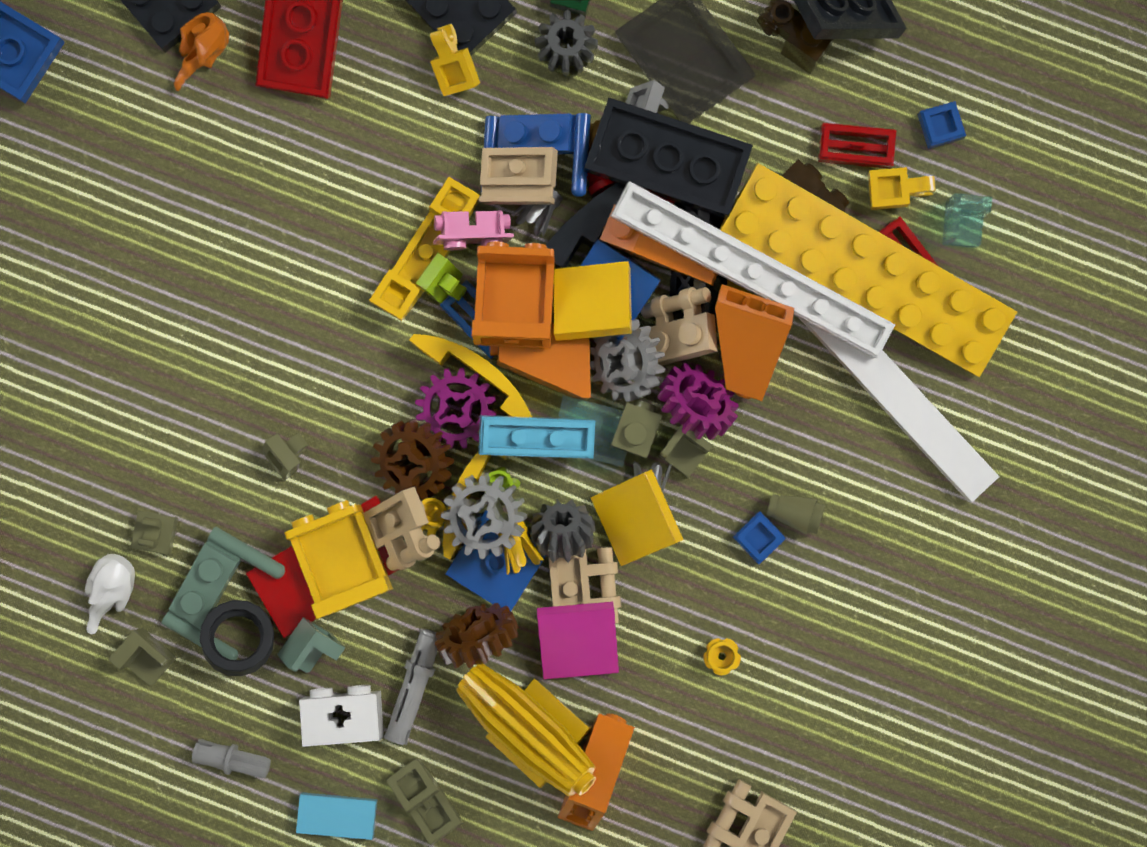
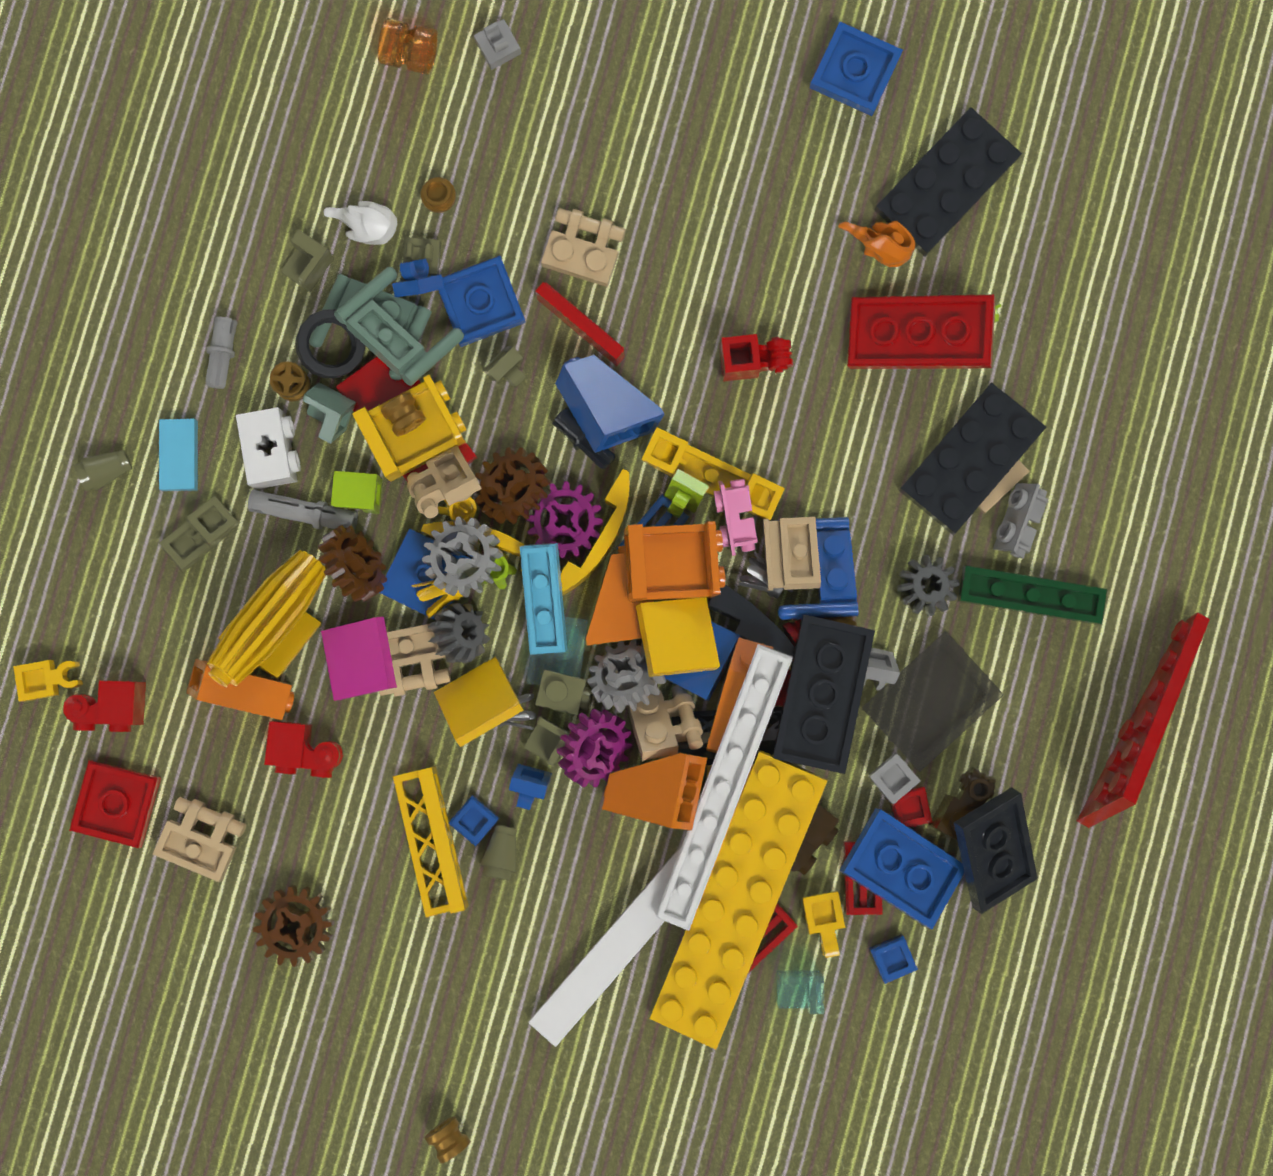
camera: 85 degrees right, 0 degrees up
(89, 507) = (438, 195): none -> pearl gold plate
(176, 363) = (579, 257): none -> tan plate
(179, 537) = (416, 279): none -> blue tile
(210, 475) = (481, 301): none -> blue tile
(237, 574) = (386, 337): none -> sand green plate
(248, 370) = (580, 323): none -> red tile
(264, 686) = (283, 378): none -> pearl gold wheel
(306, 199) = (745, 358): none -> red brick
(323, 565) = (403, 414): none -> pearl gold wheel
(336, 352) = (605, 403): none -> slope
(371, 380) = (567, 424): none -> black axle
(399, 625) = (357, 491): none -> lime panel
(452, 66) = (890, 479): yellow plate -> none
(666, 722) = (290, 748): none -> red brick
(718, 646) = (349, 800): yellow plate -> none
(728, 474) = (529, 784): none -> blue tile
(760, 100) = (894, 778): none -> light grey tile
(781, 571) = (442, 838): none -> yellow fence
(791, 89) = (912, 808): none -> red tile
(852, 101) = (903, 868): none -> blue plate
(866, 731) = (287, 913): none -> reddish brown gear
(1084, 597) = (447, 1140): none -> pearl gold wheel

